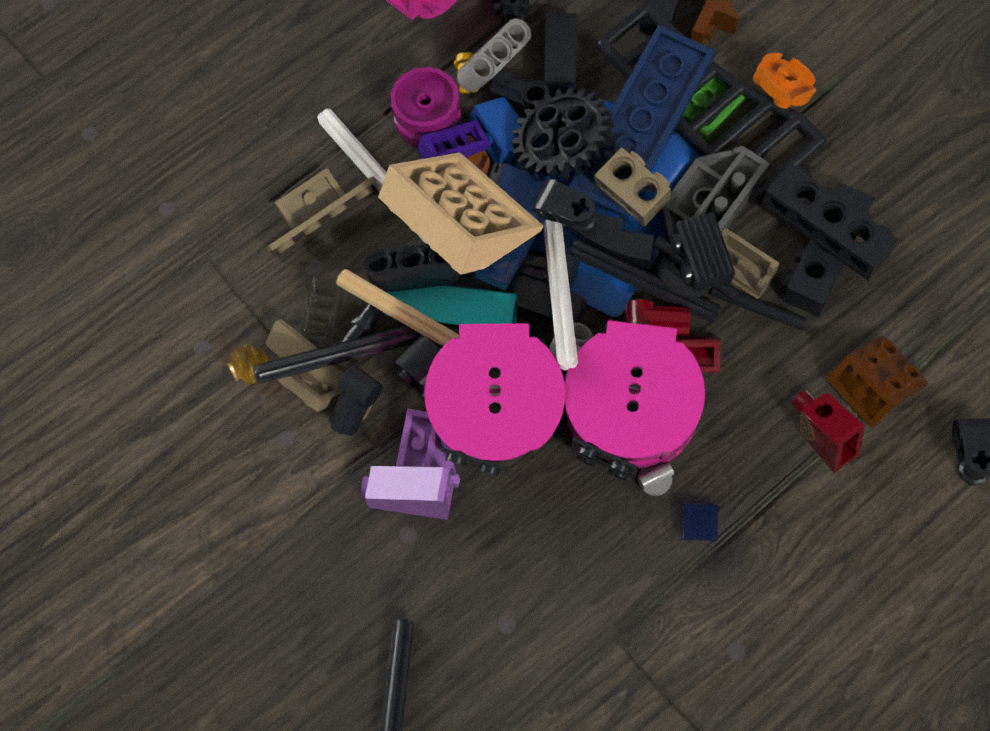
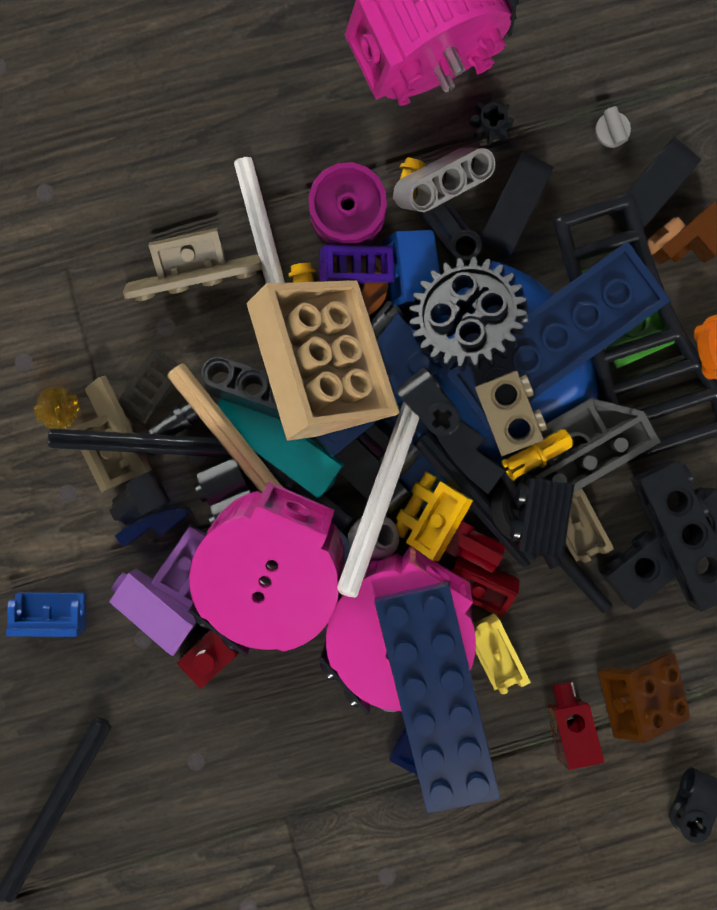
camera: 20 degrees right, 20 degrees up
(312, 546) = (46, 614): none -> blue hinge
(379, 417) = (160, 522): none -> clear blue slope
(476, 507) = (206, 658): none -> dark red torso
(619, 299) = (439, 519): none -> yellow plate
(673, 211) = (537, 454): none -> yellow axle
(689, 421) = (437, 697): none -> dark blue plate
(692, 16) = (665, 234): none -> medium nougat tile
(732, 400) = (498, 655): none -> light yellow hinge

